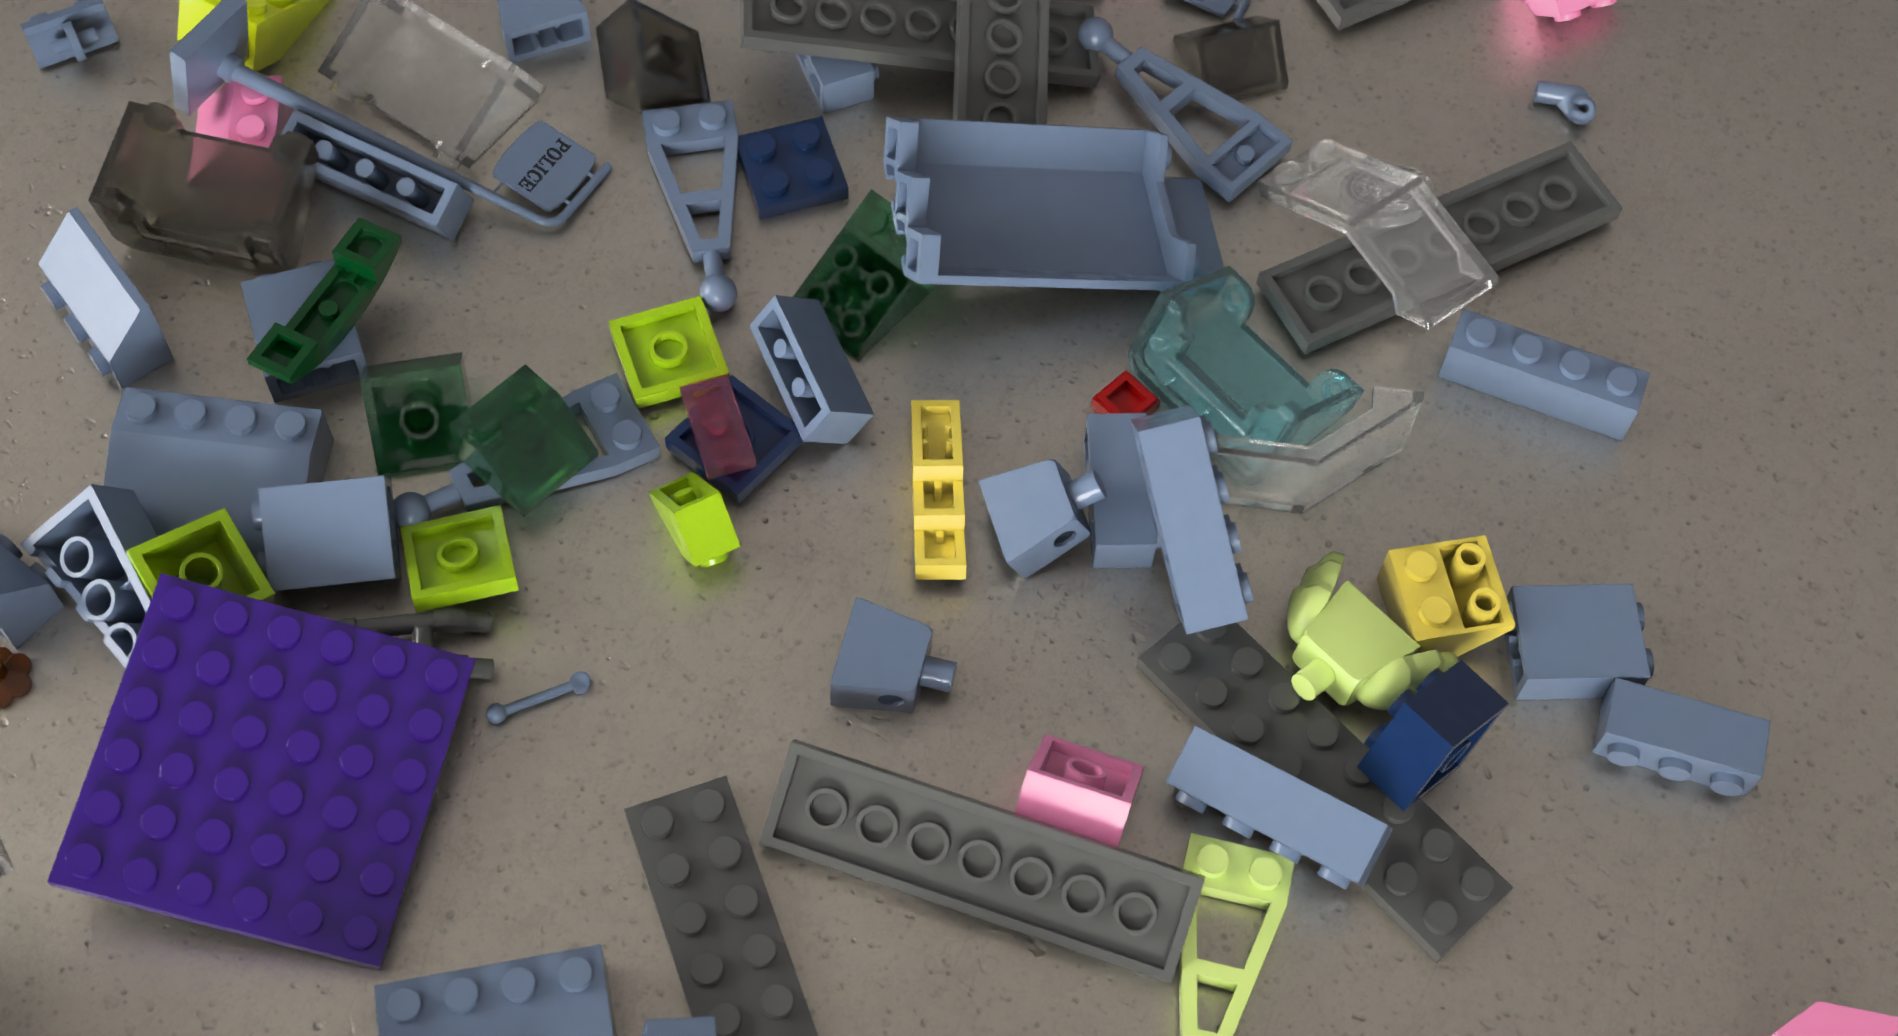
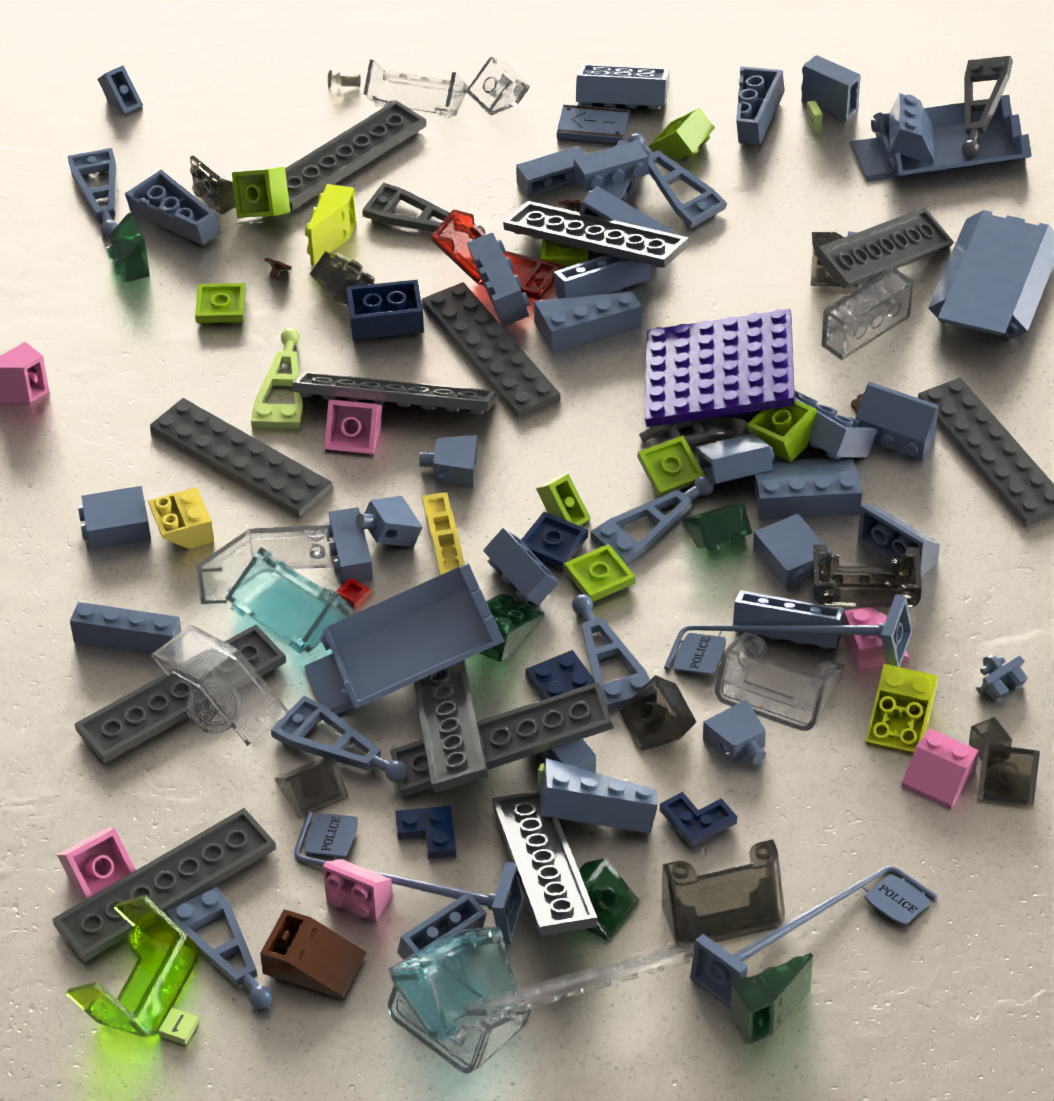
camera: 175 degrees right, 15 degrees down
(333, 306) = (778, 532): dark green slope -> none
(522, 440) = (658, 507): clear green slope -> none
(579, 683) = (598, 441): sand blue hinge -> none
(717, 427) = (560, 527): clear pink plate -> none
(1190, 520) = (313, 495): brick -> none
(1279, 806) = (260, 424): sand blue brick -> none
(1351, 644) = (228, 492): yellowish green torso -> none
(1430, 733) = (189, 449): dark blue brick -> none
(1569, 98) = (99, 792): sand blue arm -> none
(1681, 738) = (62, 486): sand blue brick -> none

